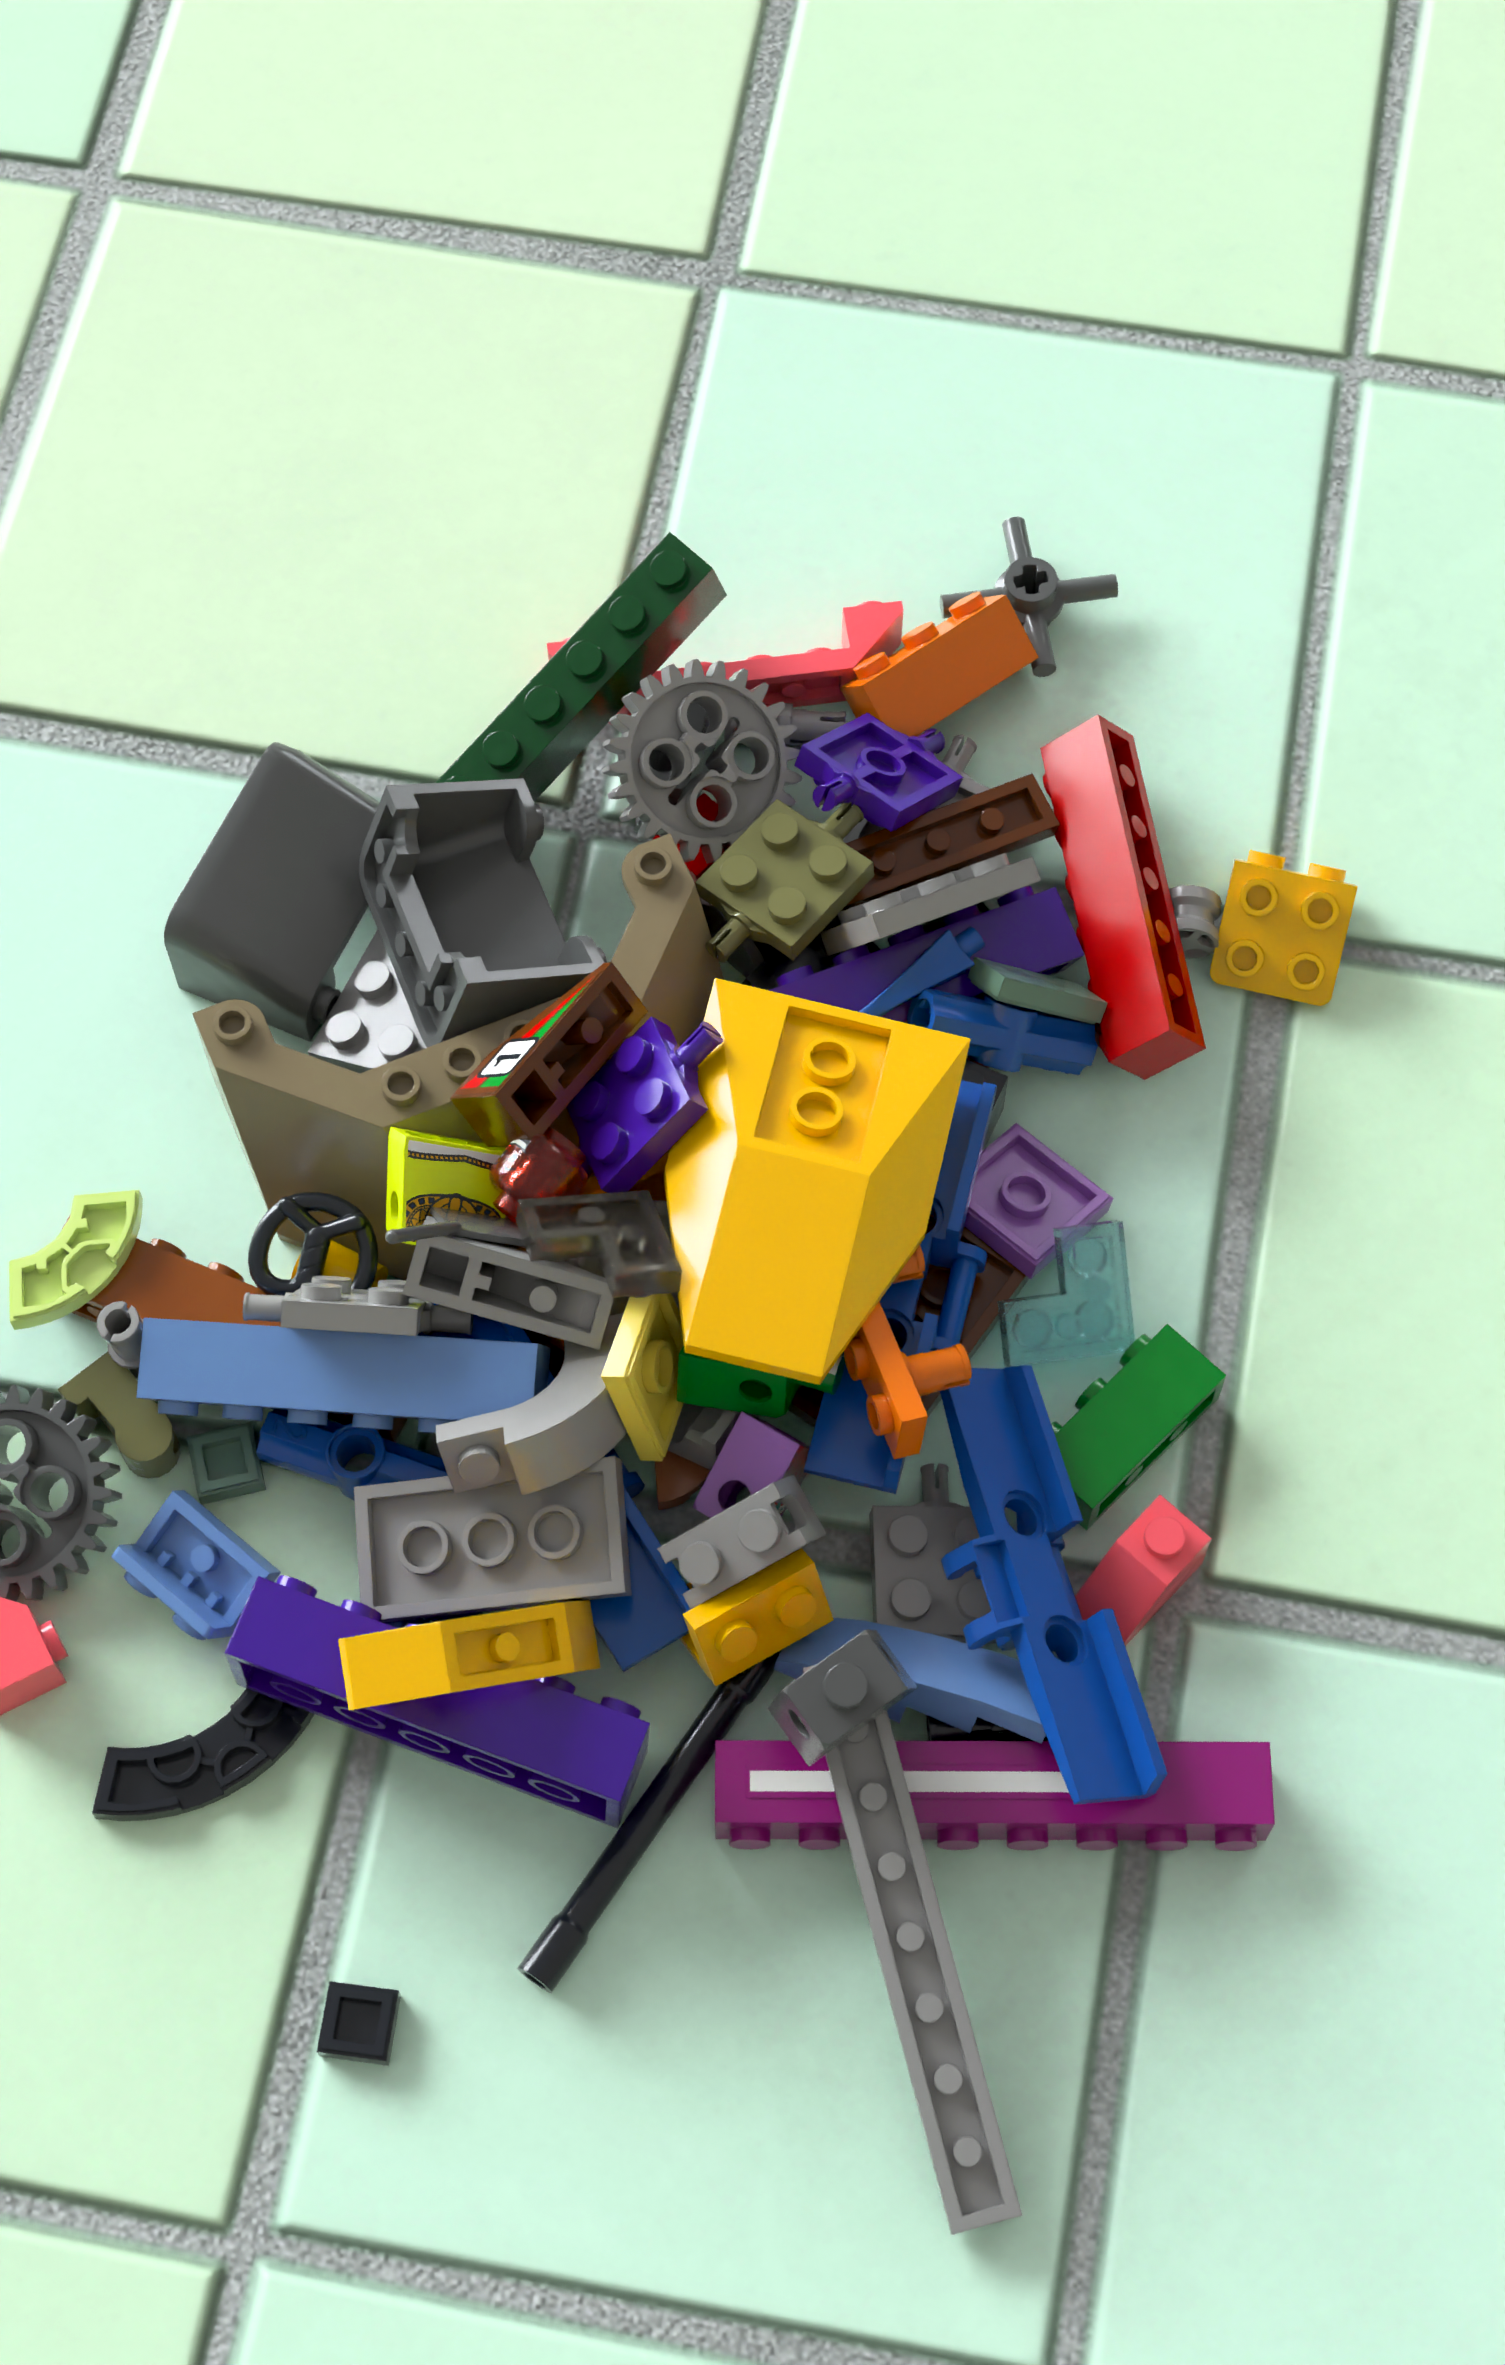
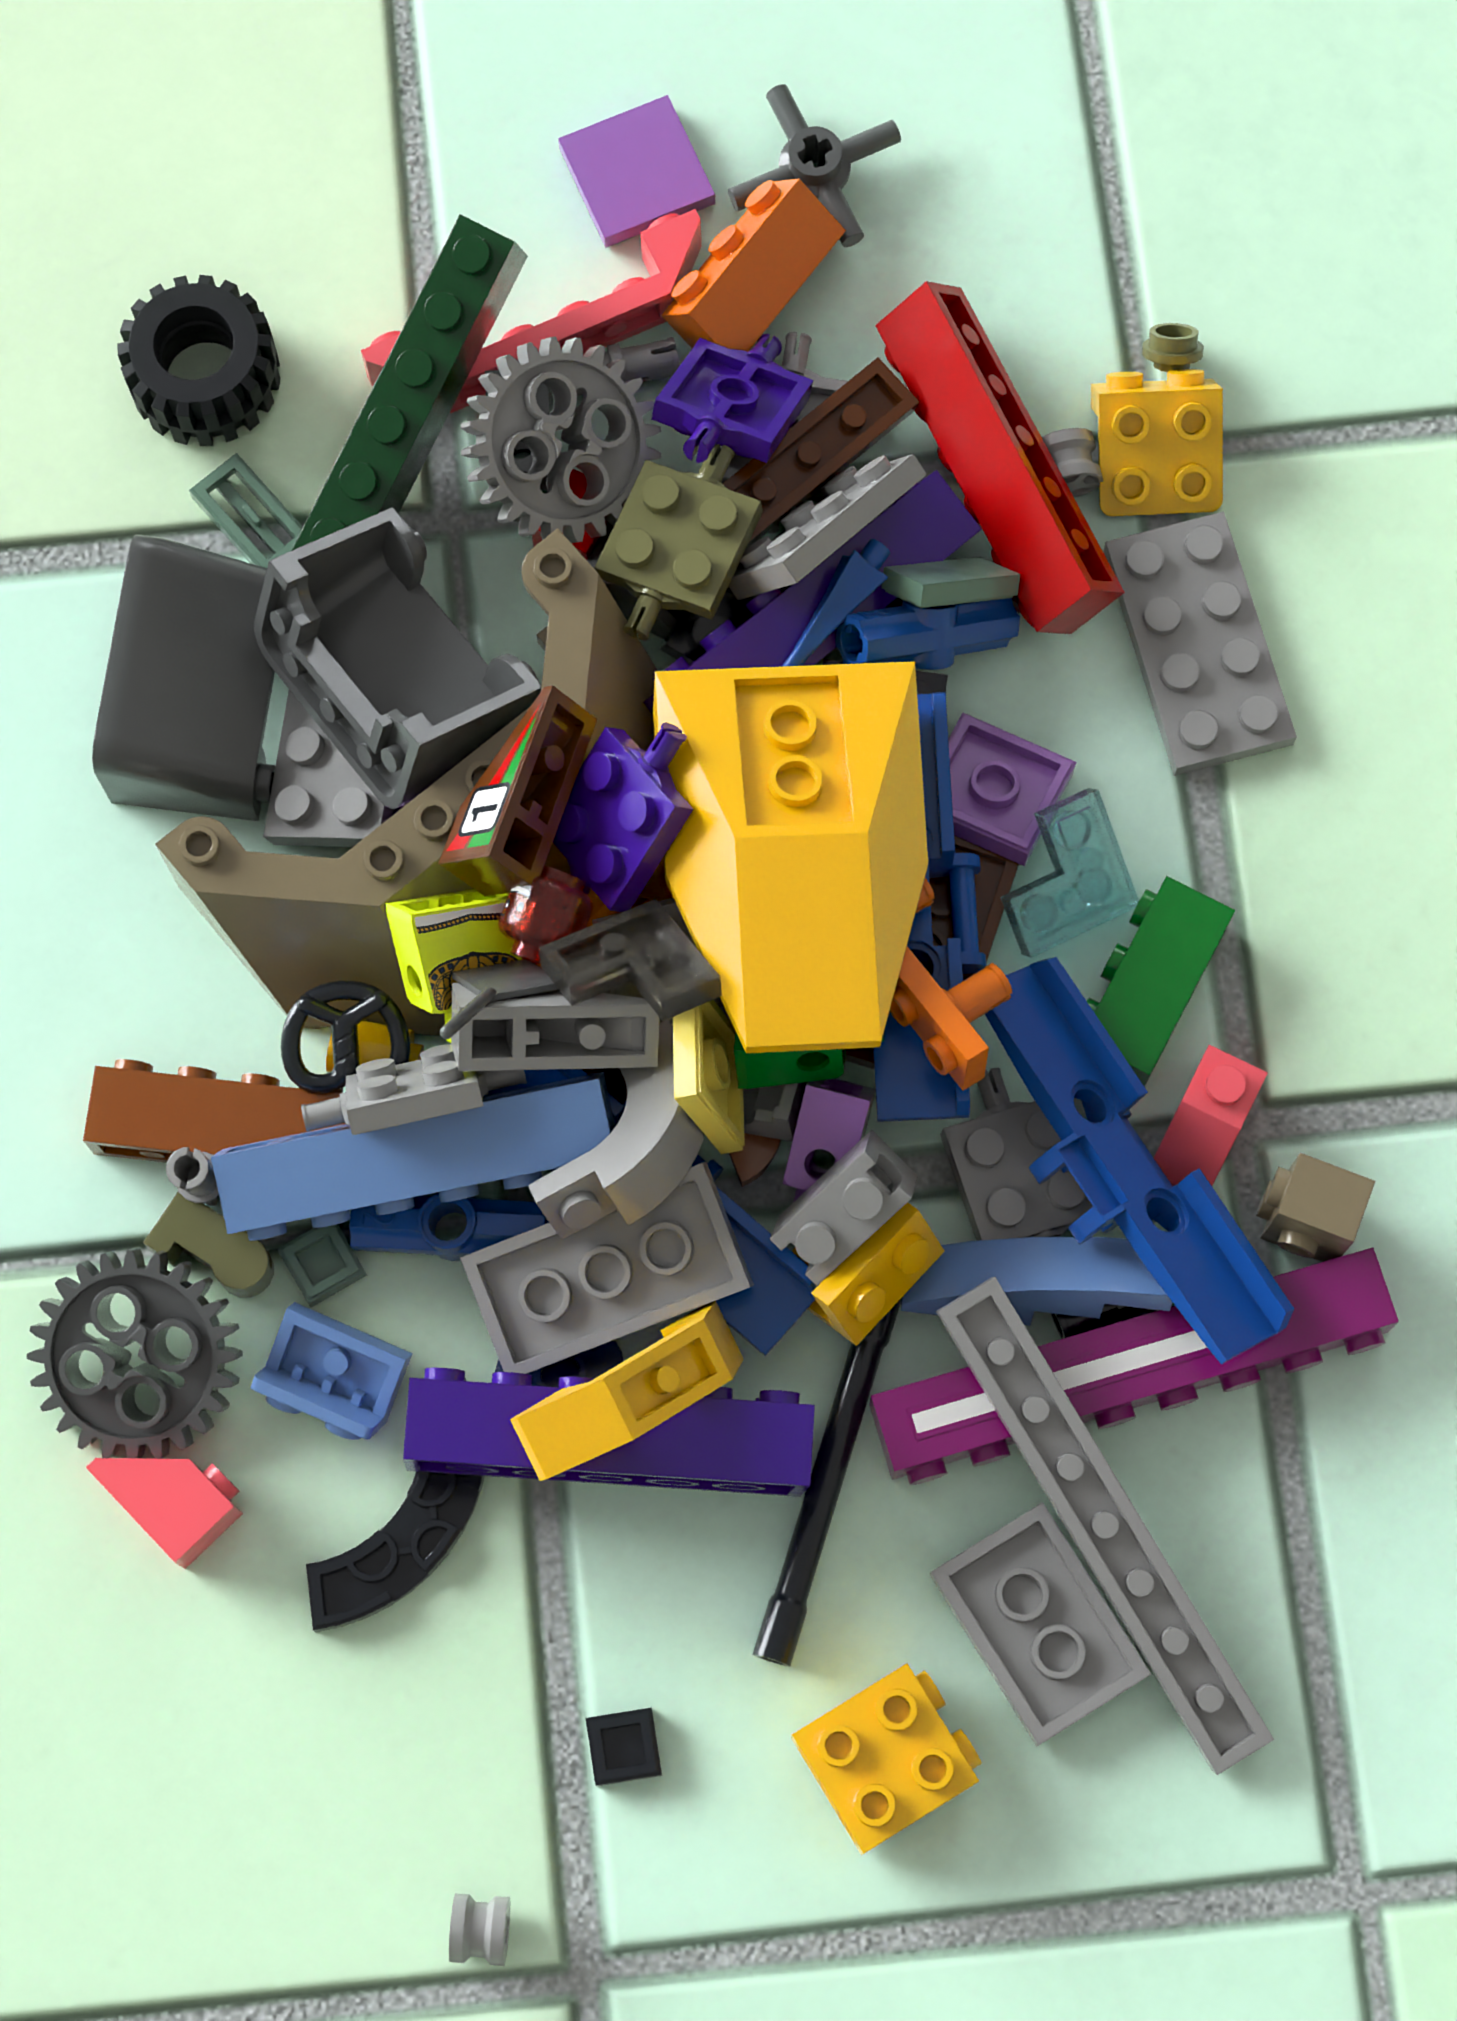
camera: 15 degrees left, 10 degrees up
(78, 1261) = (121, 1113): yellowish green tile -> none
(150, 2160) = (479, 1929): none -> light grey wheel
(379, 728) = (218, 480): none -> sand green tile
(386, 579) = (189, 317): none -> black tyre
(617, 2110) = (887, 1757): none -> yellow brick
(817, 2026) = (1040, 1624): none -> light grey plate
(840, 1695) = (987, 1331): dark grey torso -> none
(860, 558) = (636, 170): none -> medium lavender tile
(1220, 1683) = (1314, 1208): none -> dark tan brick
(1269, 1124) = (1199, 644): none -> light grey plate
(1323, 843) = (1172, 346): none -> olive plate

